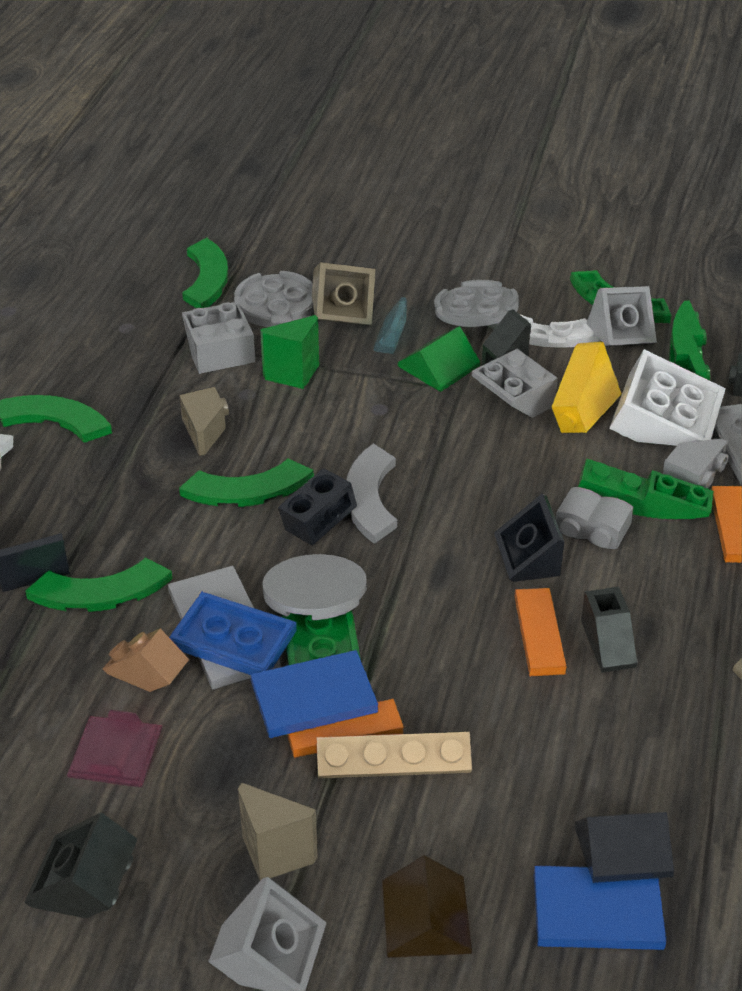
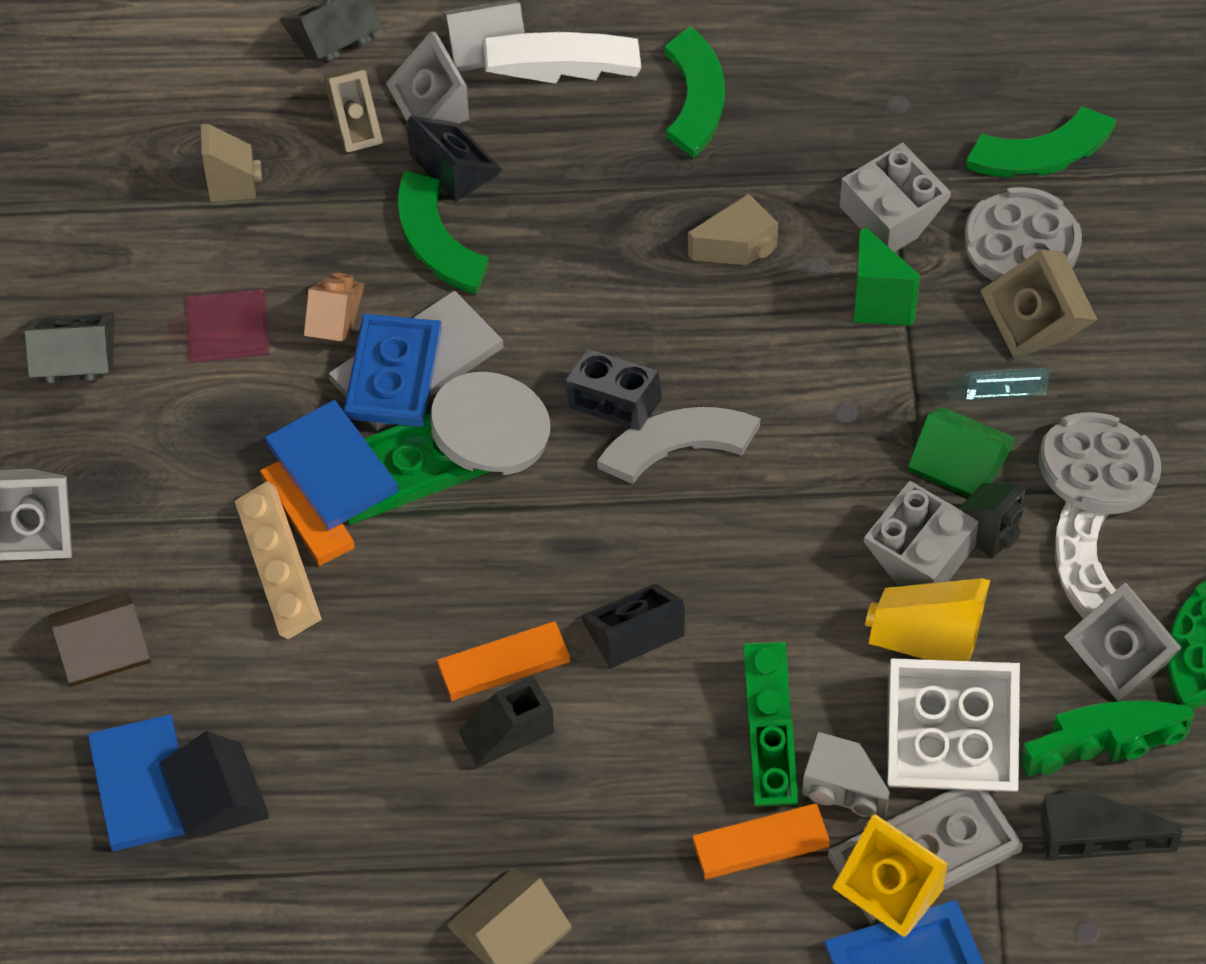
camera: 75 degrees right, 15 degrees up
(246, 490) = (640, 322): green tile -> none
(276, 832) = (133, 471): dark tan slope -> none
(594, 517) = (702, 678): light grey brick -> none

